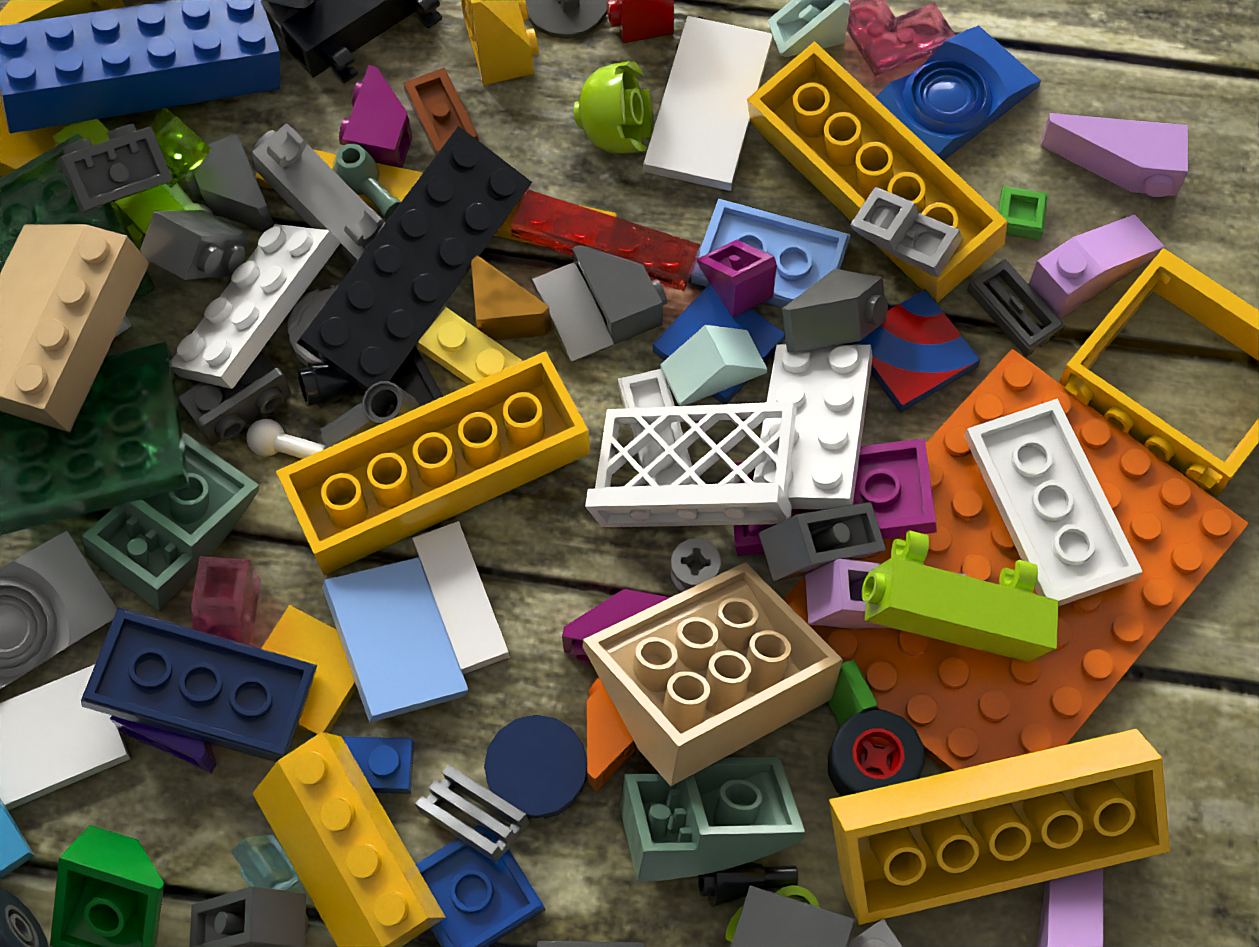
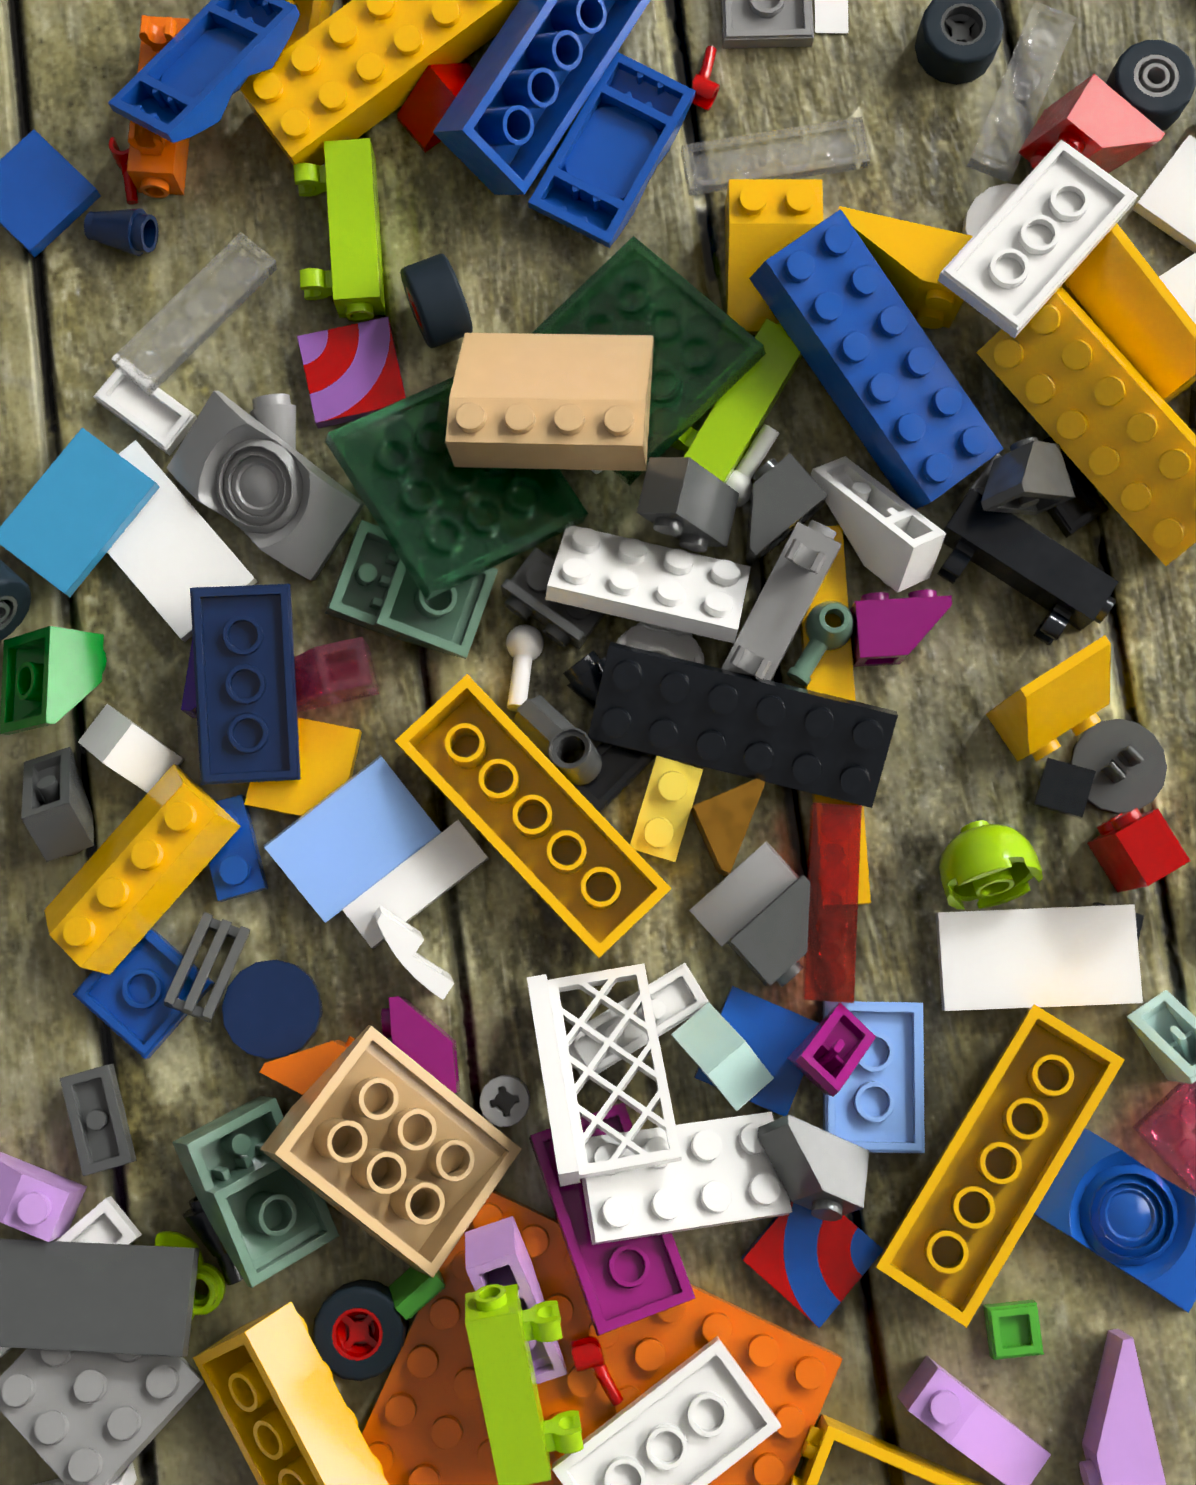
camera: 70 degrees right, 15 degrees up
(114, 168) = (730, 396): dark grey bracket -> none
(179, 145) = (787, 434): clear neon green bracket -> none
(208, 836) = (128, 749): none -> white slope
(264, 863) = (112, 799): clear light blue plate -> none
(301, 95) = (881, 527): none -> white slope
(438, 107) = (930, 685): dark orange plate -> none
(516, 611) = (404, 943): none -> white slope
(569, 41) = (1064, 788): none -> black tile
(820, 538) = (543, 1226): dark grey slope -> none
(906, 233) = (919, 1222): light grey slope -> none
(954, 545) = (587, 1355): none -> red hand
(987, 281) = (878, 1340): dark grey tile -> none

